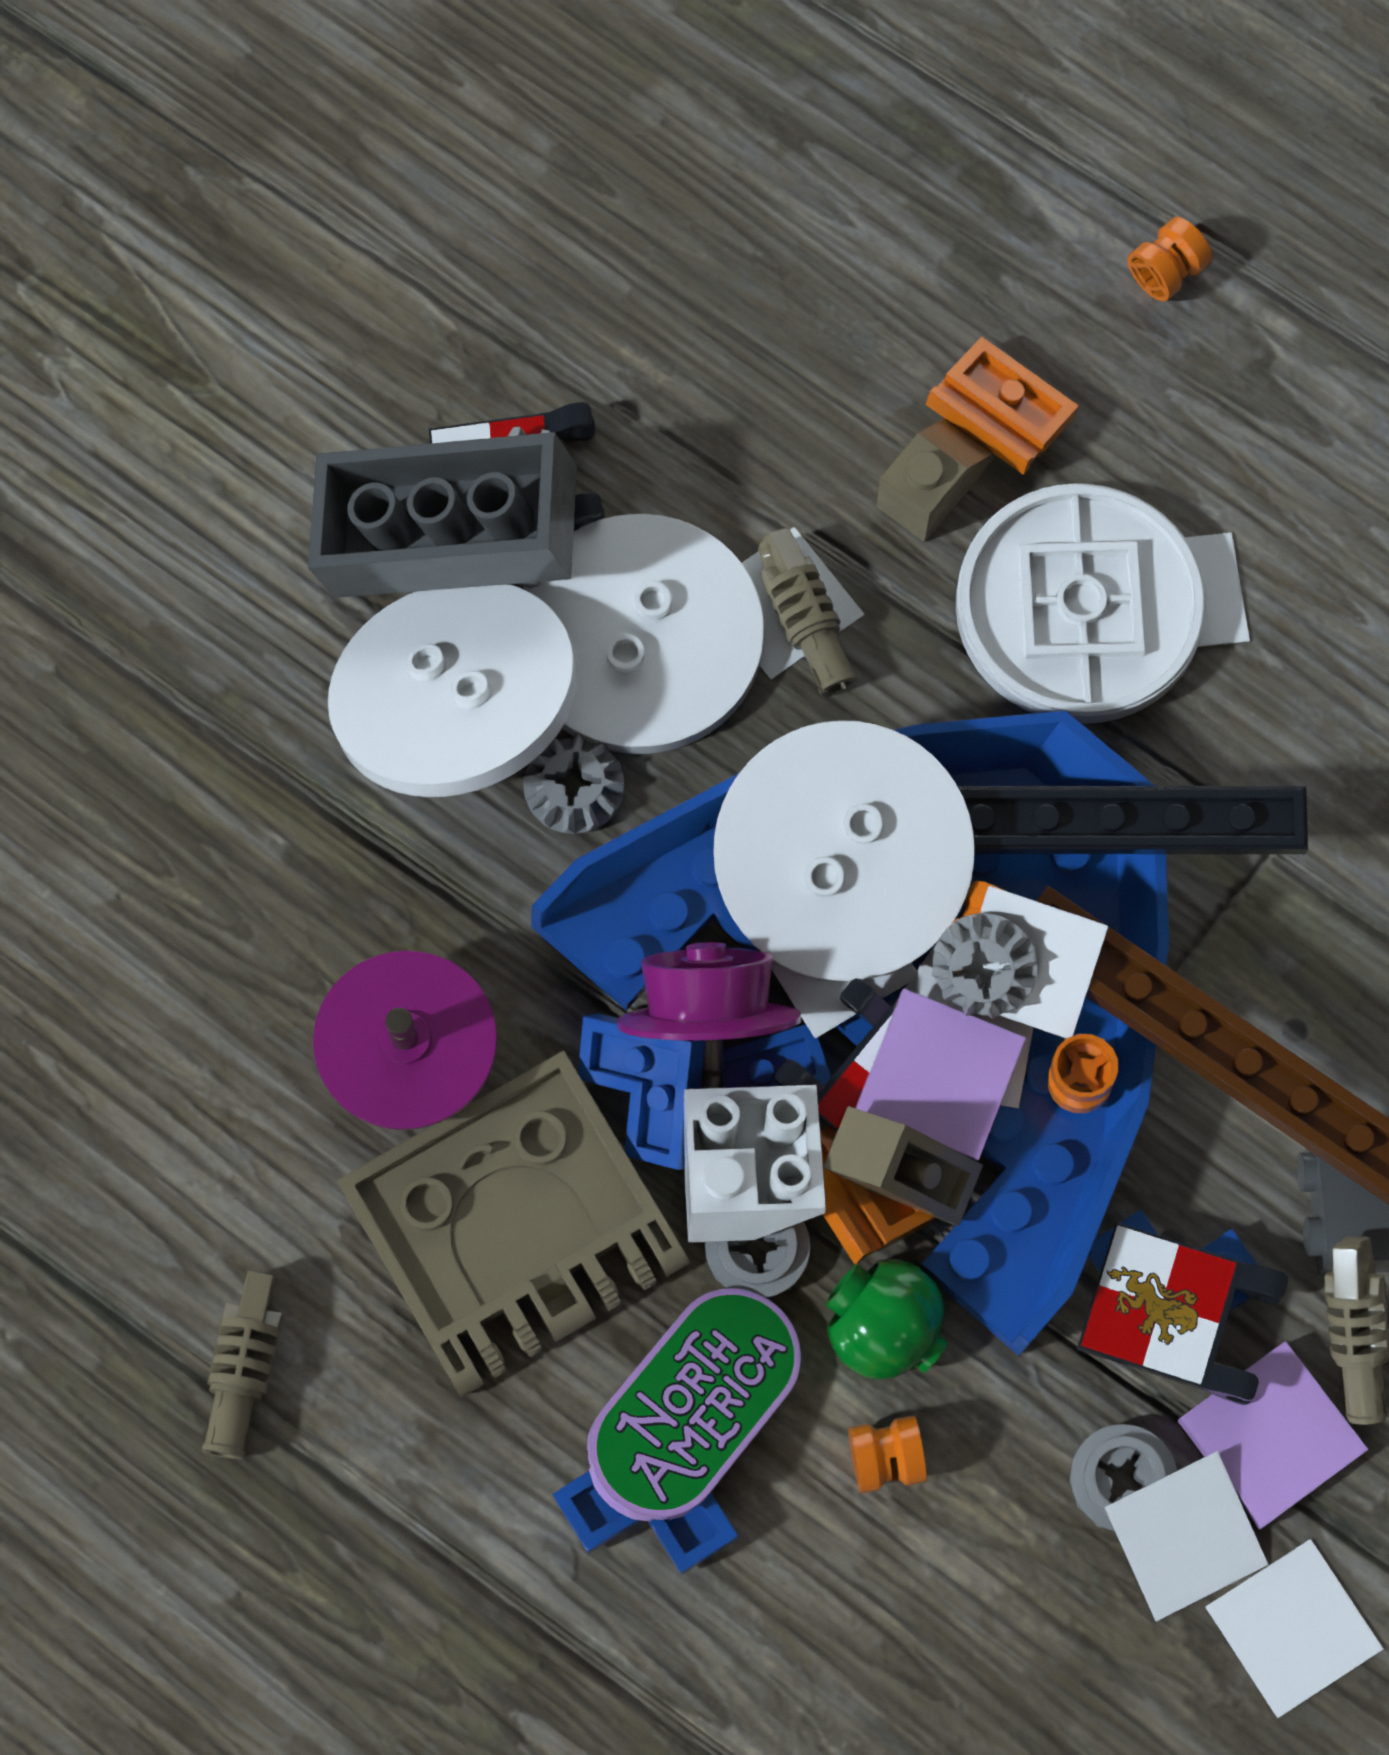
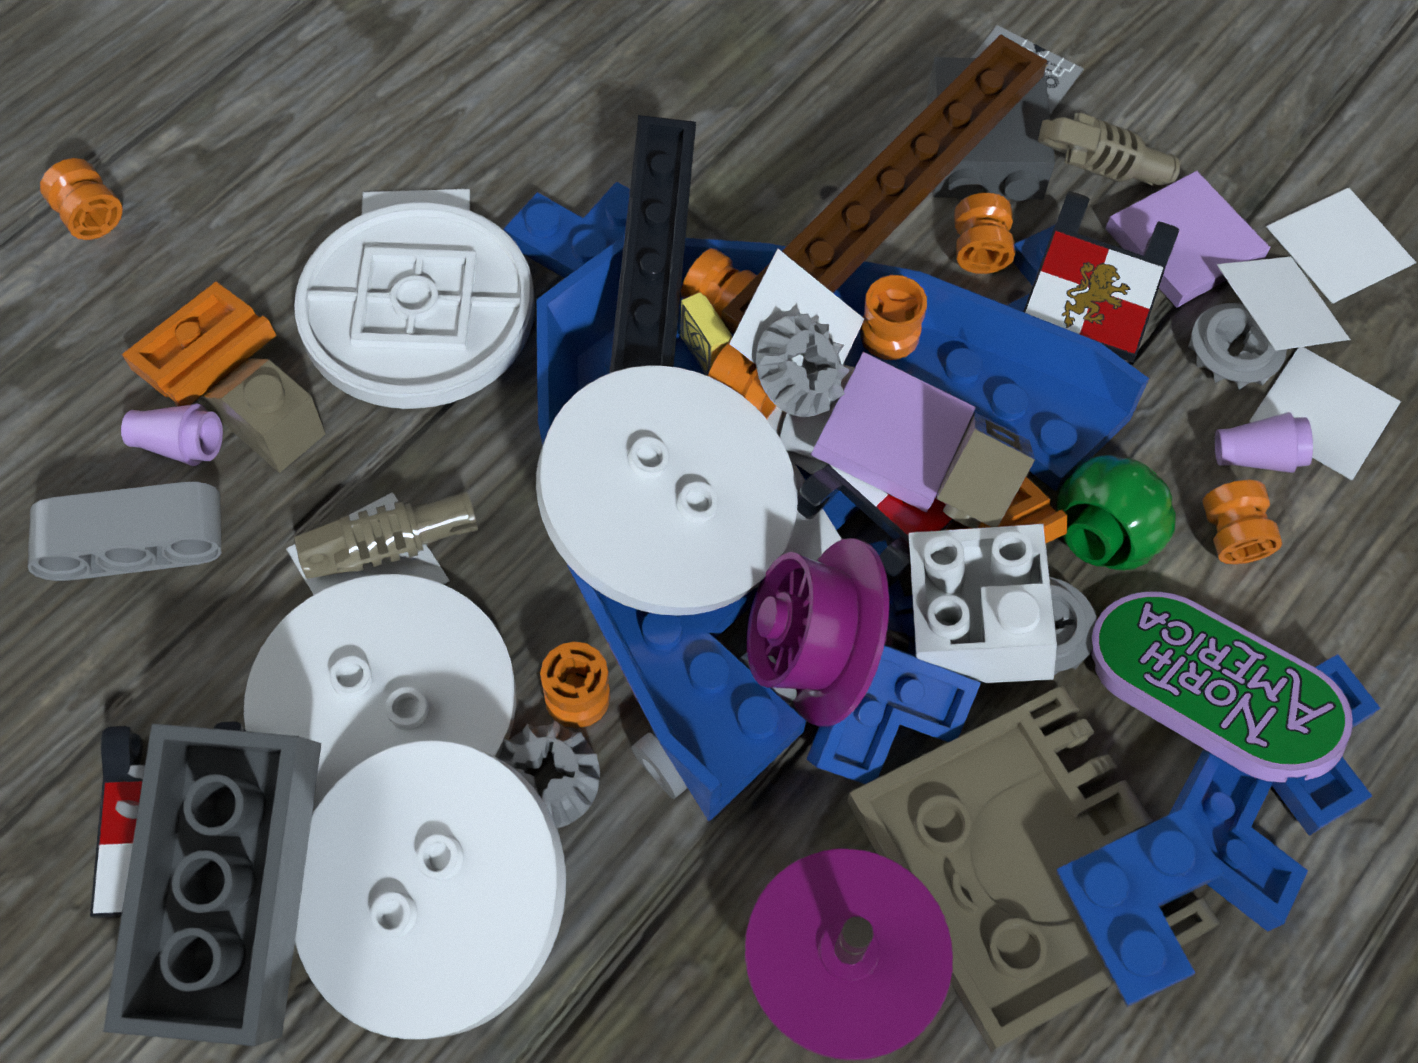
camera: 90 degrees left, 10 degrees down
(469, 1287) = (1120, 897): none -> blue plate
(533, 1392) = (1256, 872): none -> blue plate
(644, 781) = (577, 700): none -> orange wheel
(788, 381) = (124, 531): none -> light grey beam
(900, 402) = (179, 432): none -> lavender cone
(990, 1496) = (1267, 444): none -> lavender cone
(1050, 870) = (703, 330): none -> light yellow tile
(1053, 1580) = (1341, 409): none -> white sticker
(1105, 888) = (716, 279): none -> orange wheel
(1187, 739) = (564, 239): none -> blue plate
(1231, 1188) = (984, 233): none -> orange wheel

